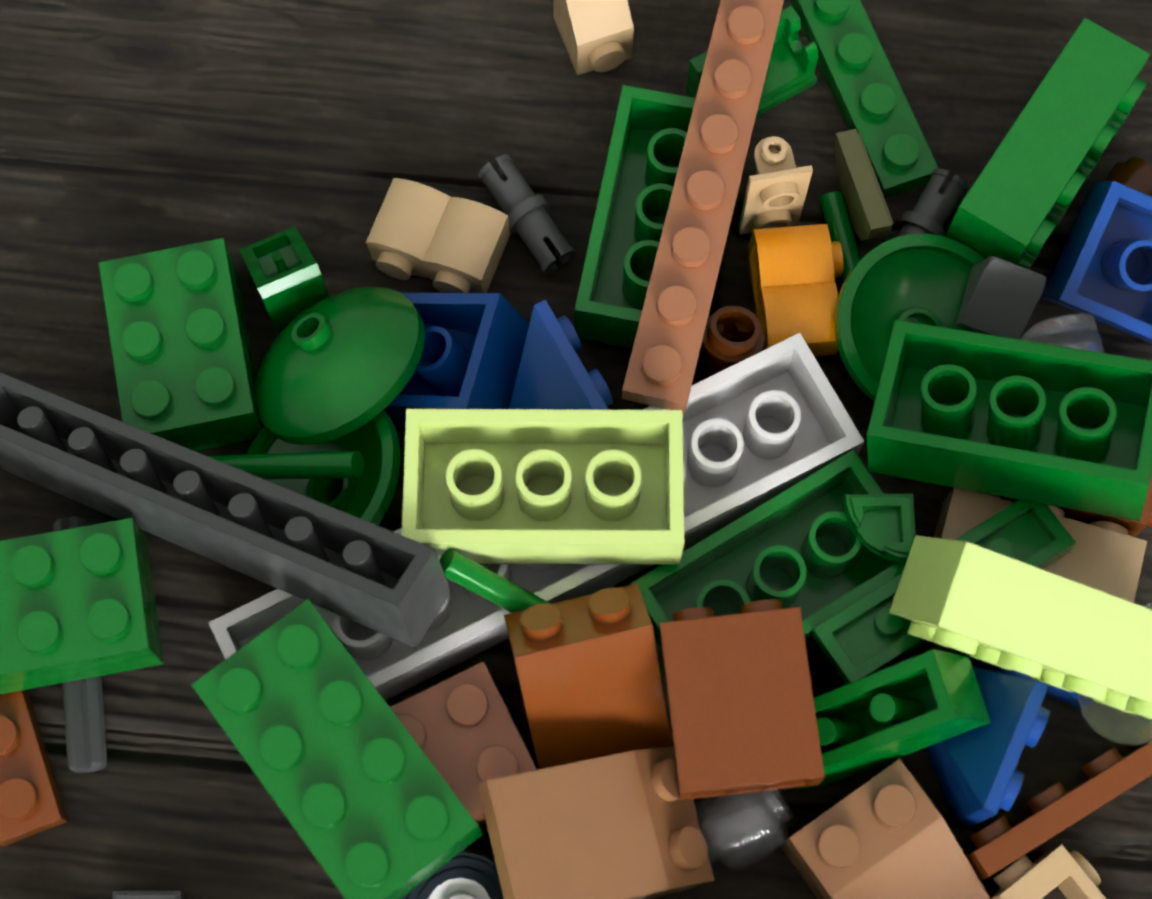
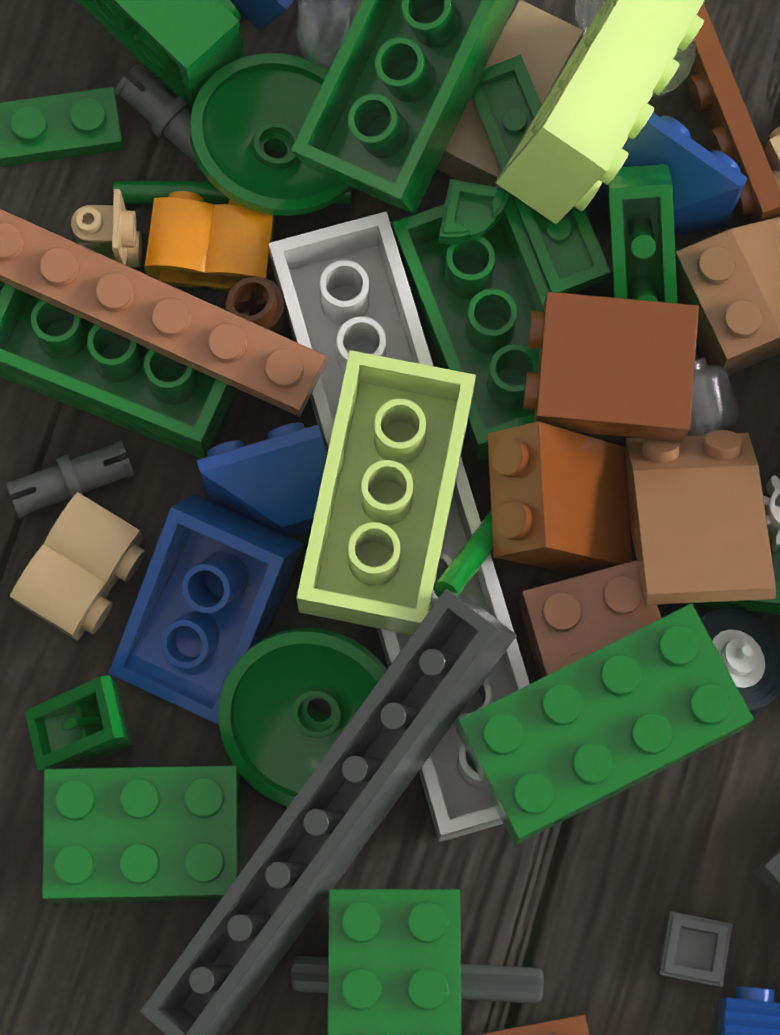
camera: 80 degrees left, 5 degrees up
(298, 465) = (295, 746): green bar -> none
(338, 365) = (222, 666): green dish -> none
(860, 187) = (121, 160): olive tile -> none
(1000, 298) = (271, 62): dark grey slope -> none

